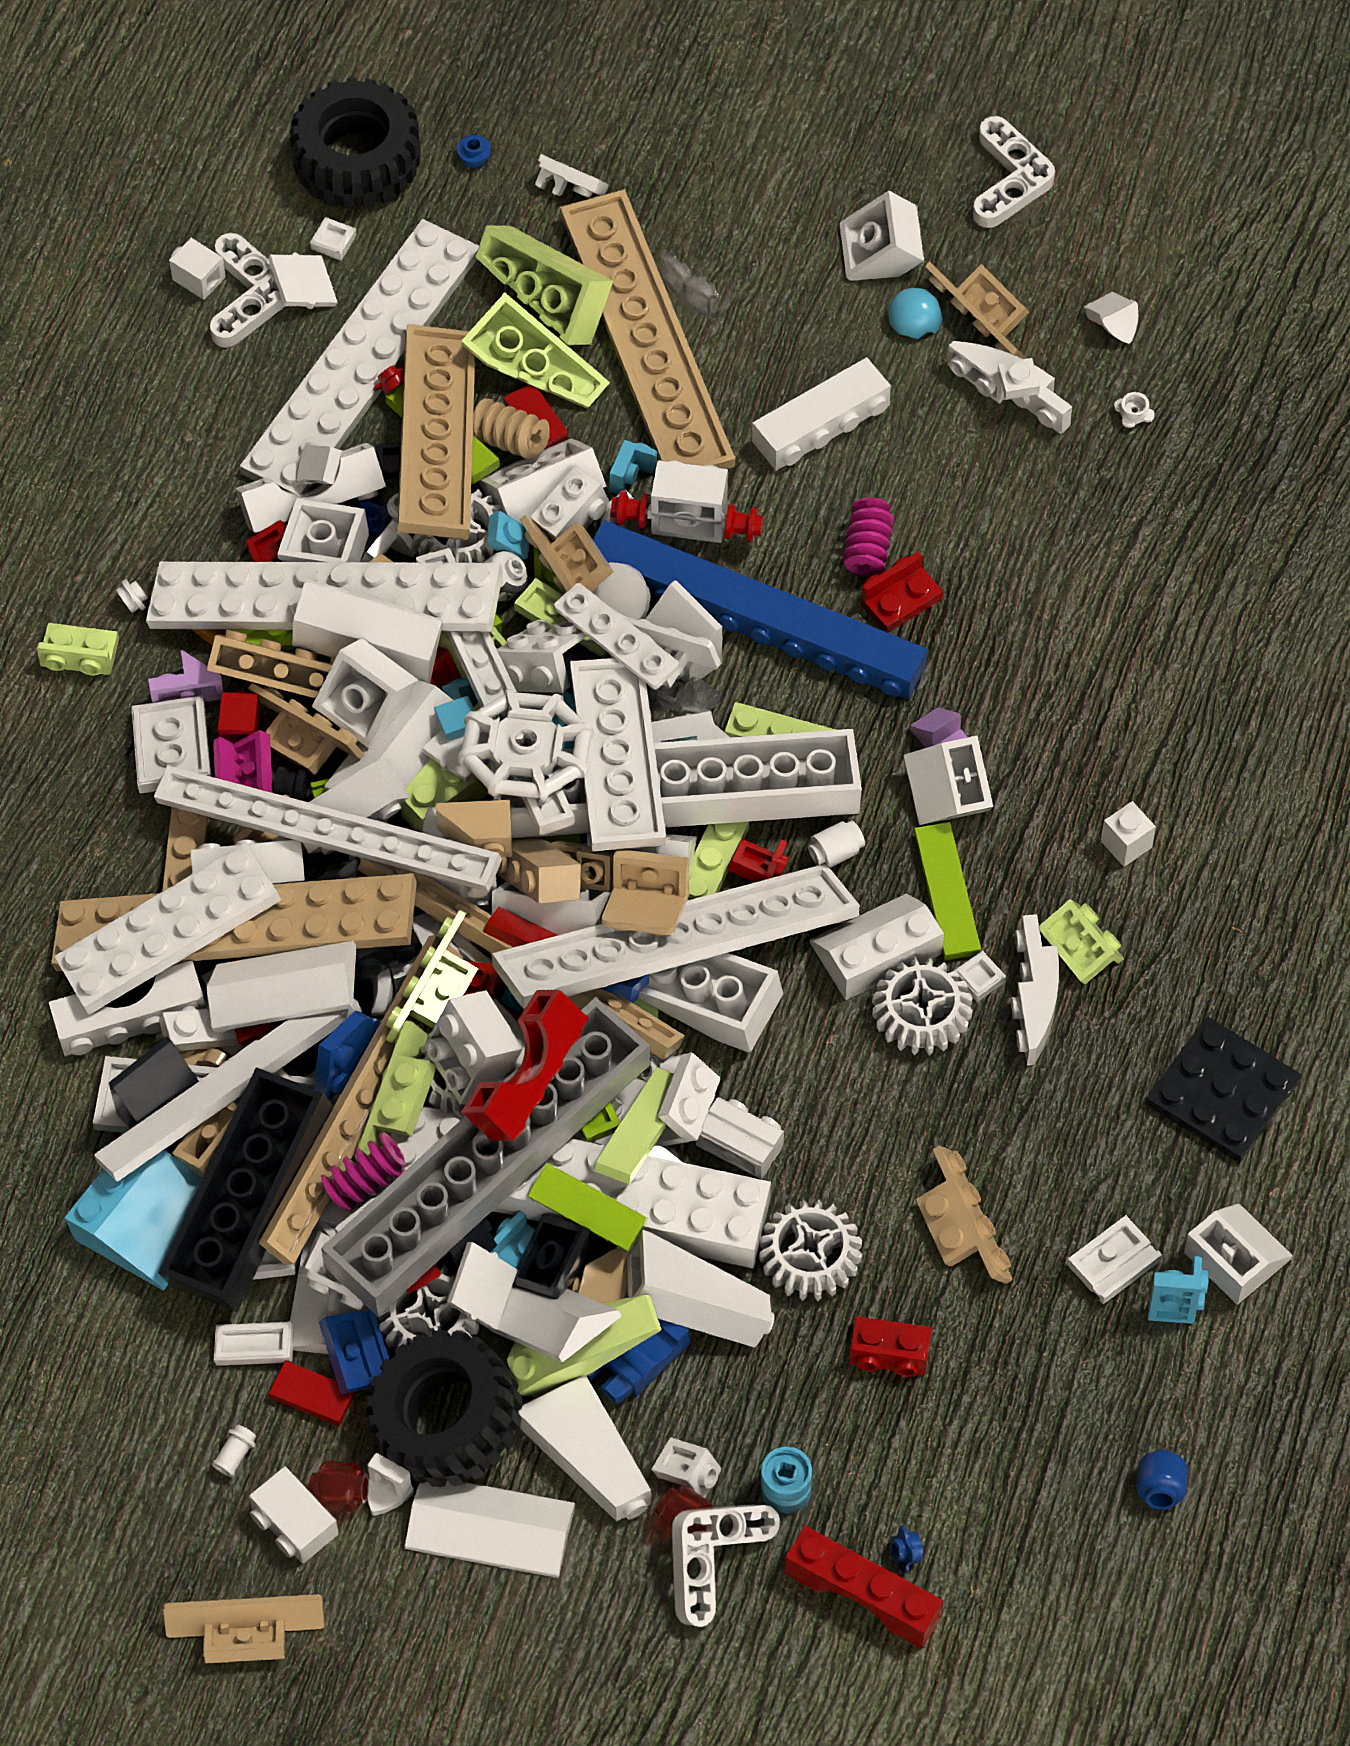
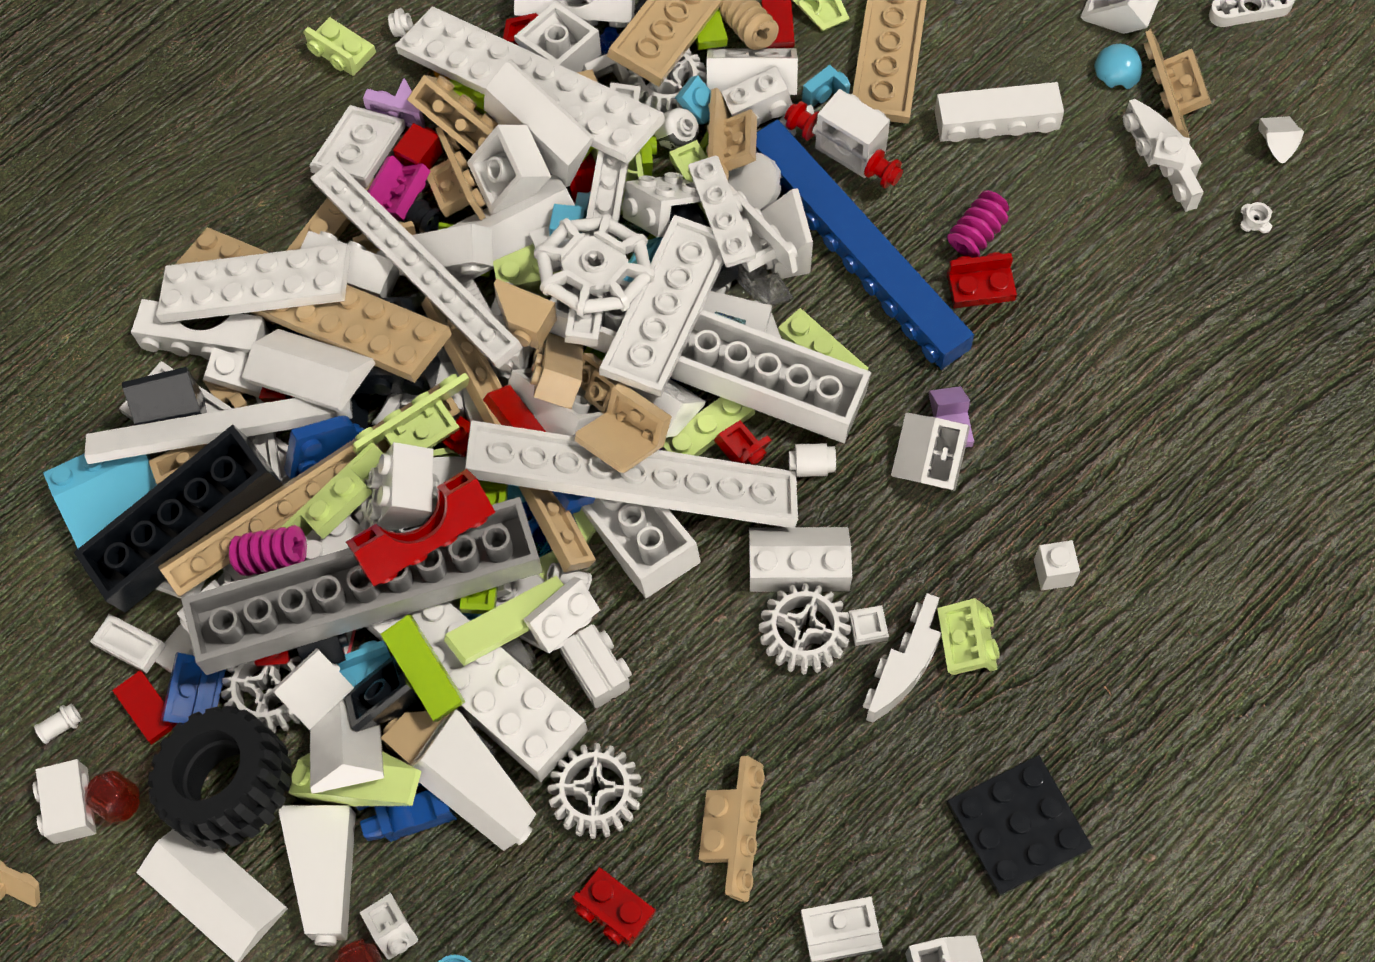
camera: 30 degrees right, 5 degrees up
(387, 1485) = (145, 819): white tile -> none
(947, 890) = (882, 541): lime tile -> none

